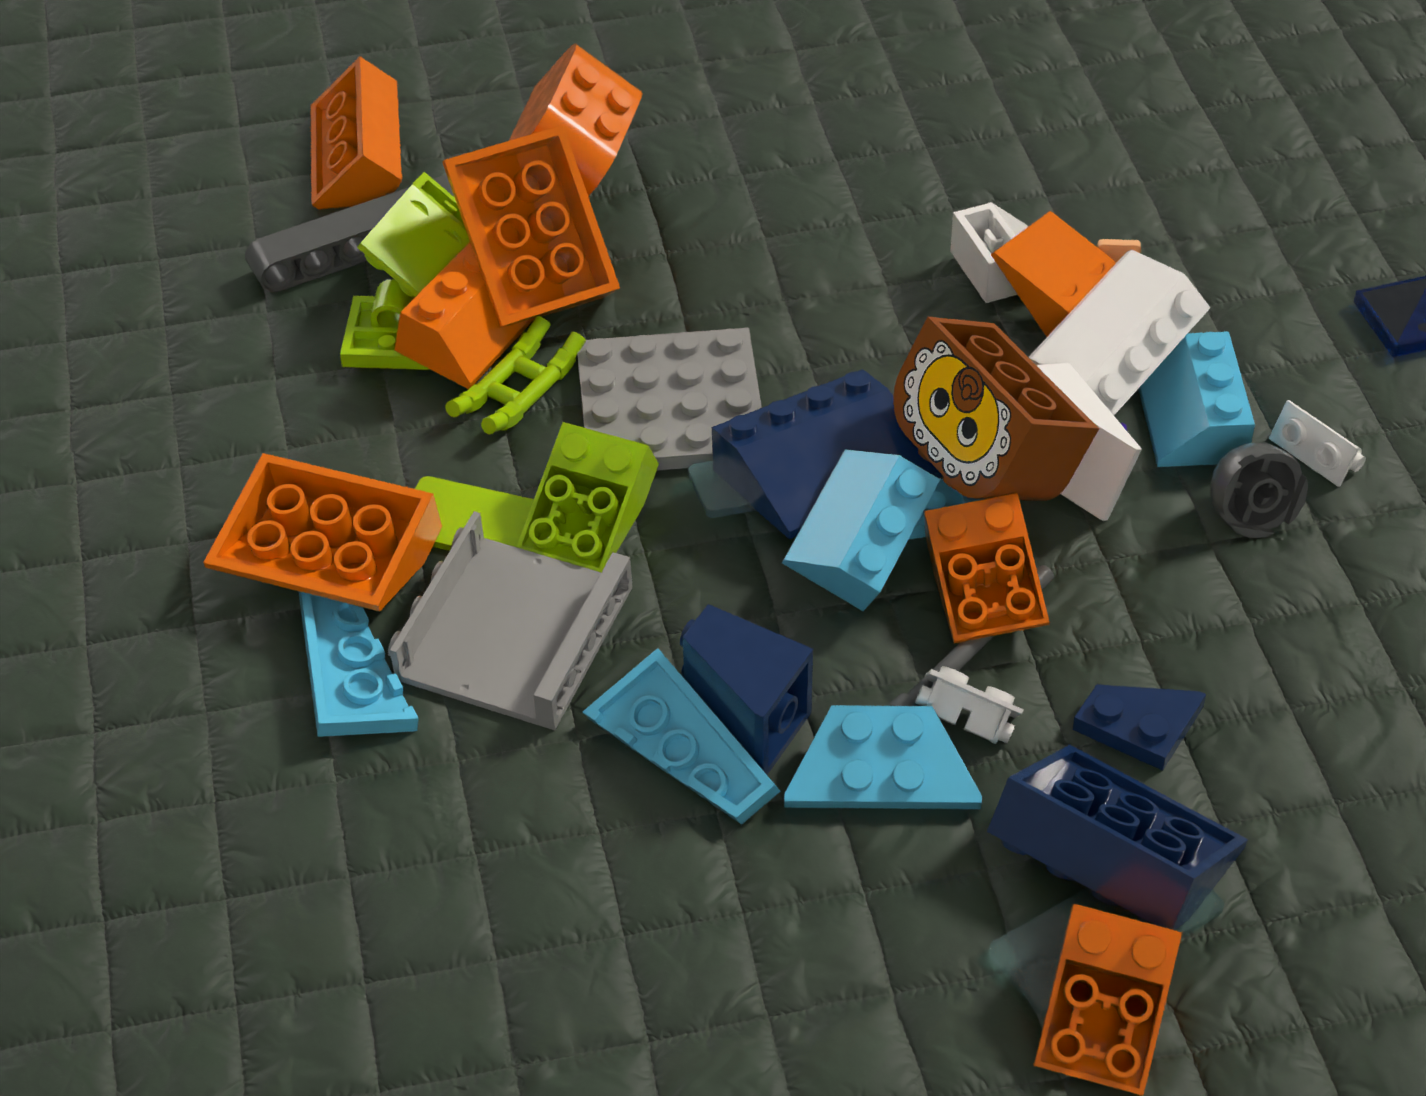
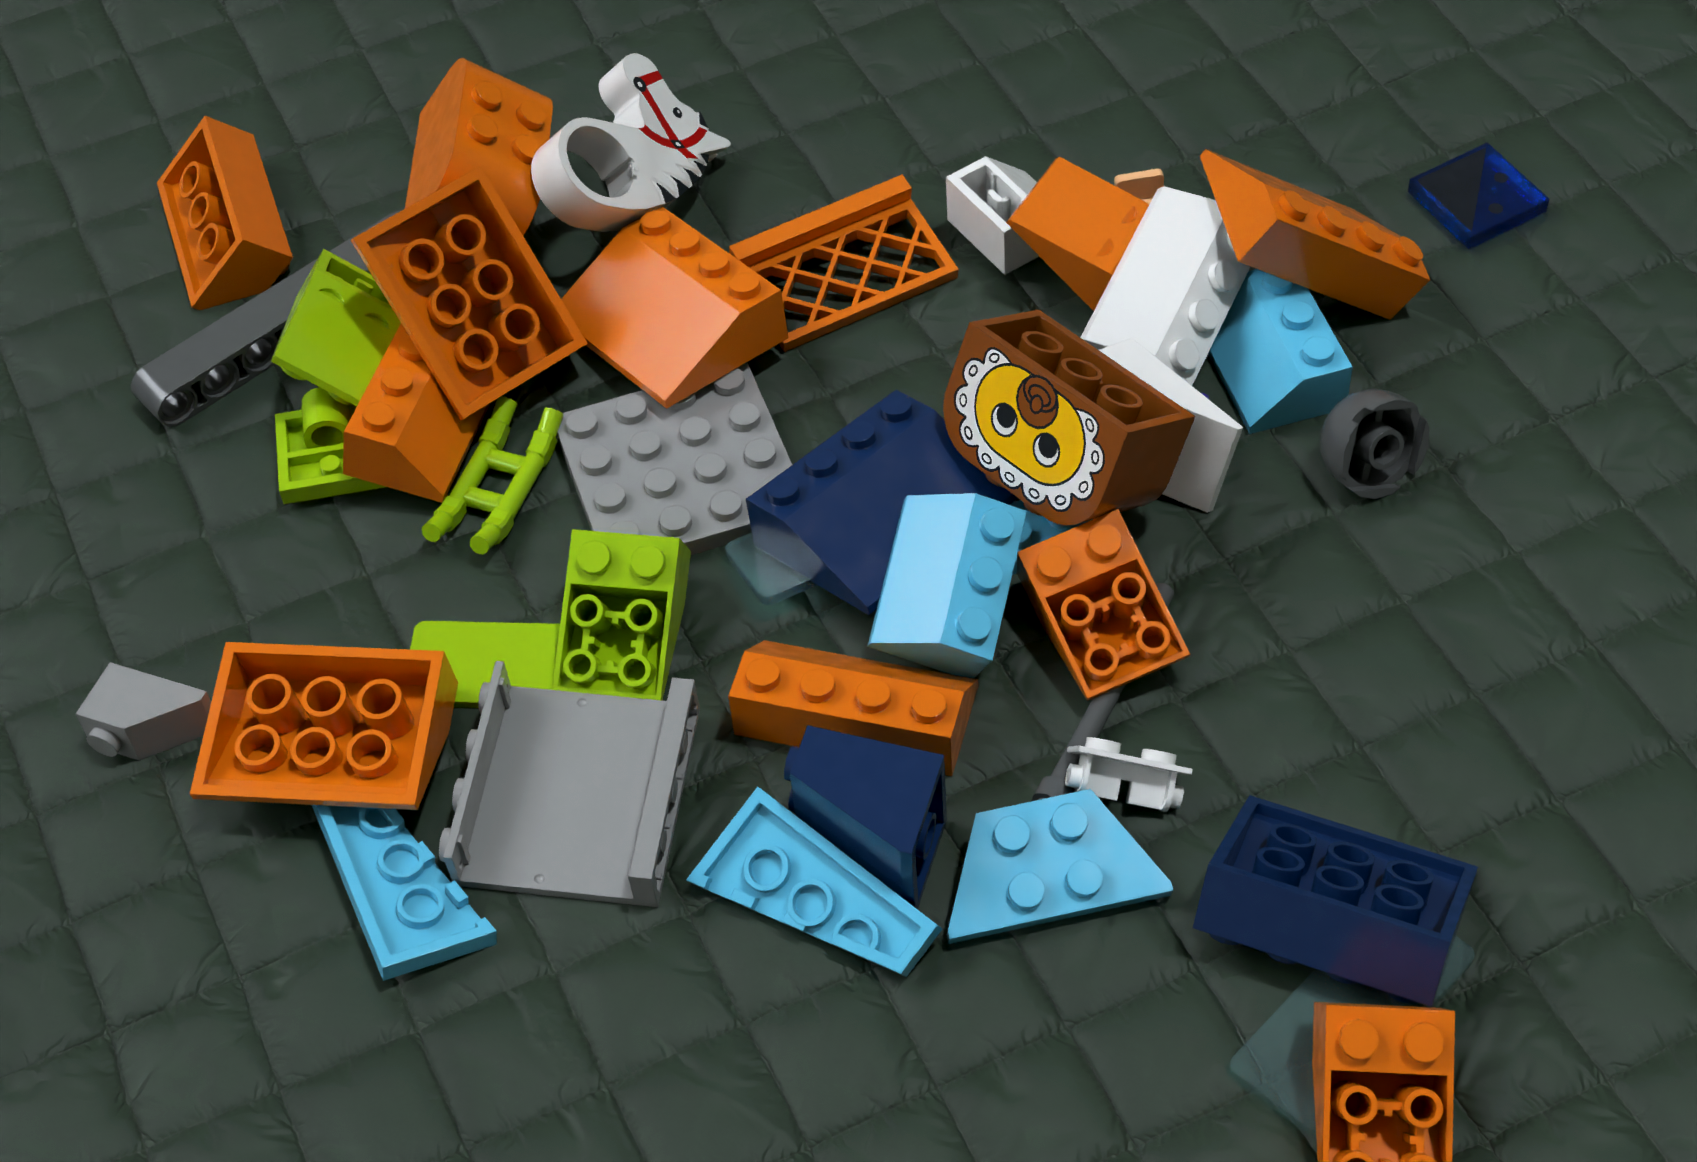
camera: 10 degrees left, 5 degrees up
(182, 498) = (141, 713): none -> light grey slope
(699, 274) = (674, 308): none -> orange slope
(700, 576) = (792, 686): none -> orange slope
(706, 153) = (643, 156): none -> white animal
(842, 242) = (824, 236): none -> orange fence
(1139, 720) = (1318, 748): dark blue wing -> none
(1251, 318) = (1314, 239): none -> orange slope
(1316, 444) = (1418, 372): white hinge -> none

